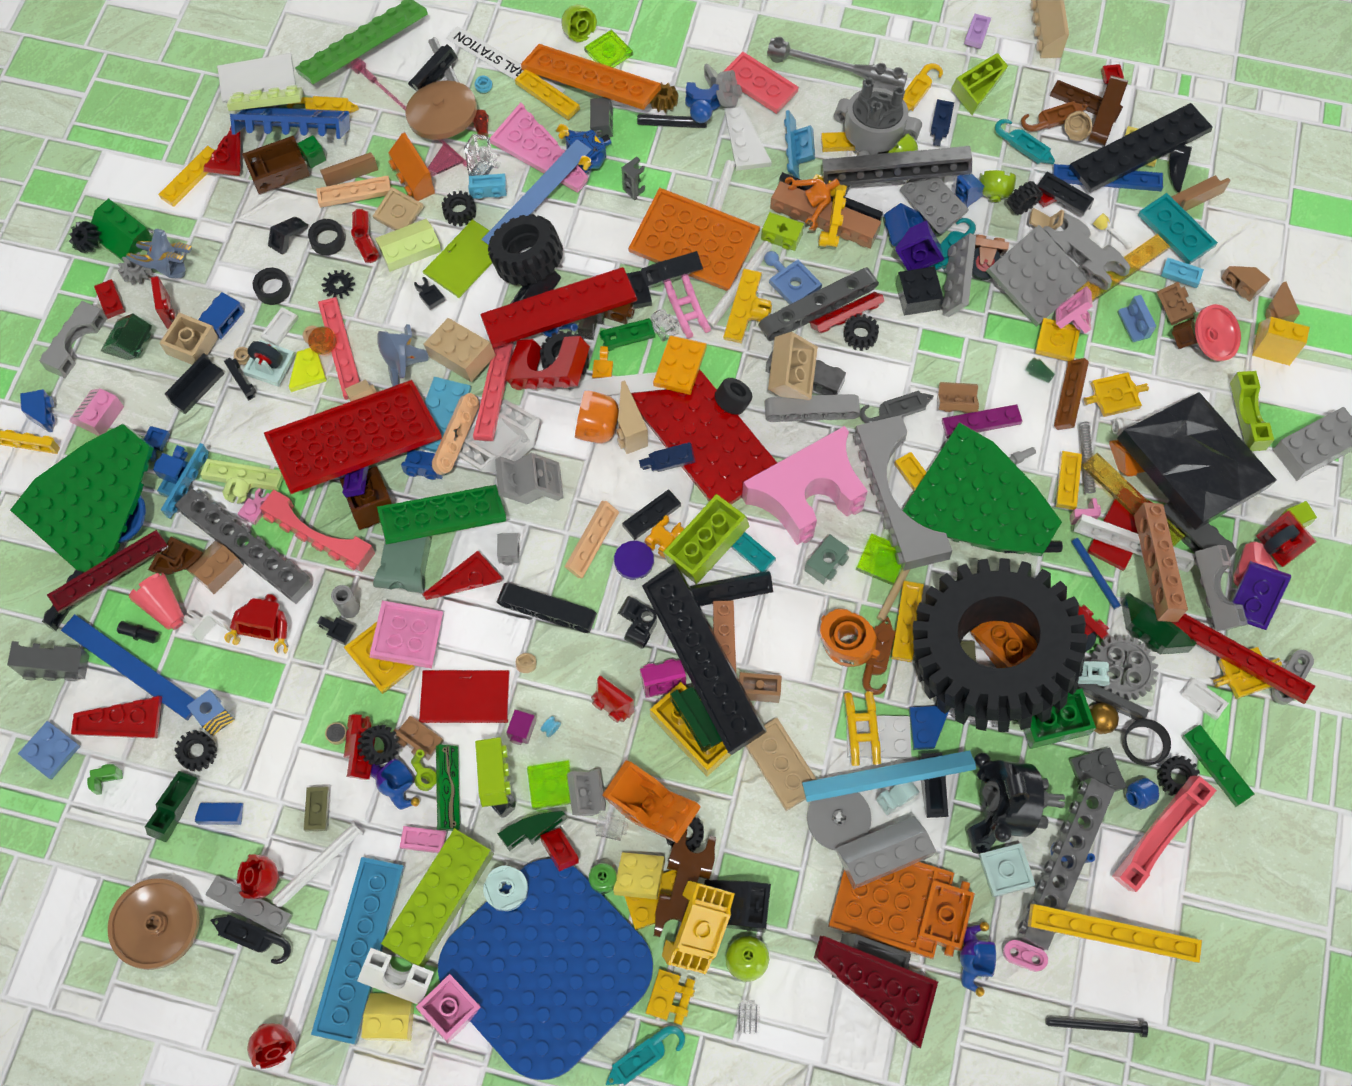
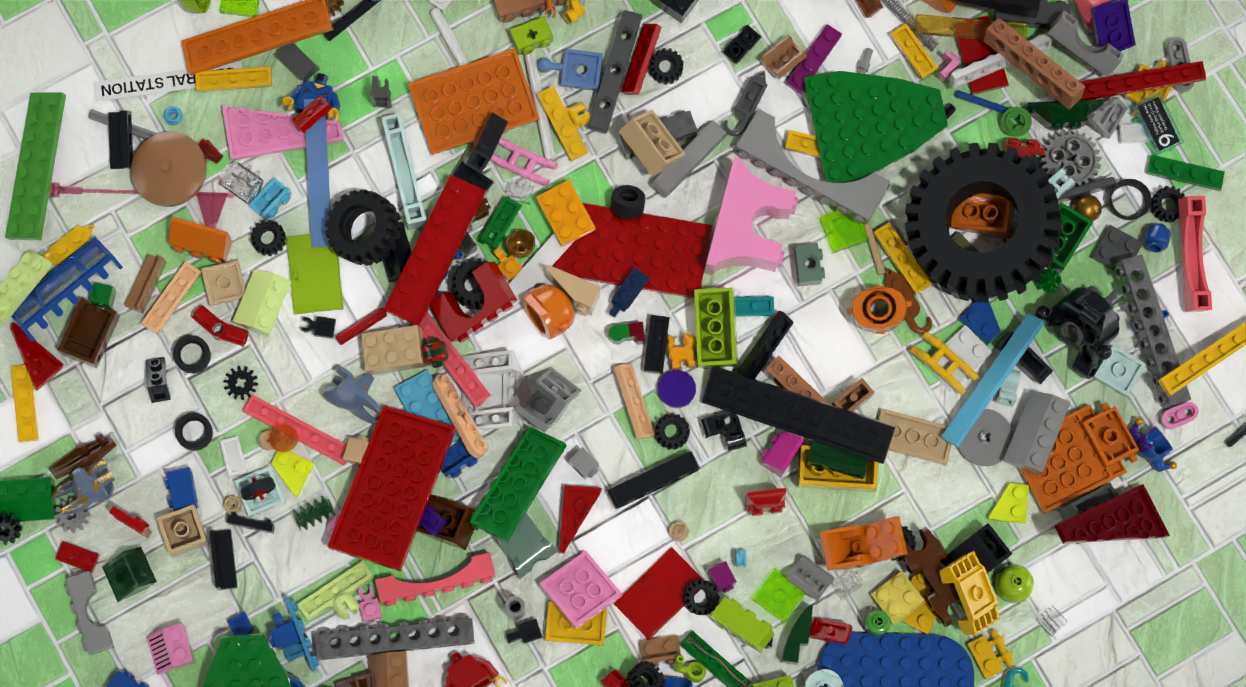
camera: 50 degrees left, 10 degrees up
(187, 236) = (83, 456): none -> reddish brown piece
(285, 408) = (313, 512): none -> clear green piece
(460, 318) = (361, 326): none -> red axle
(484, 374) = (435, 352): none -> dark green head
(484, 714) = (692, 605): none -> black tyre
(520, 464) = (533, 394): none -> dark grey slope
(562, 150) = (312, 114): none -> red plate
(597, 574) = (672, 420): none -> black tyre
(611, 221) = (404, 171): none -> light aqua arch
(626, 358) = (520, 243): none -> pearl gold hair
(639, 487) = (627, 332): none -> leg
(808, 893) = (1012, 505): none -> neon yellow wing
(935, 366) = (742, 44): none -> black slope
(1014, 744) = (1050, 280): none -> green gear
(1095, 597) = (1019, 130): none -> bright green gear
(1188, 661) = (1108, 116): none -> light grey wing
(1228, 705) = (1158, 124): none -> piece

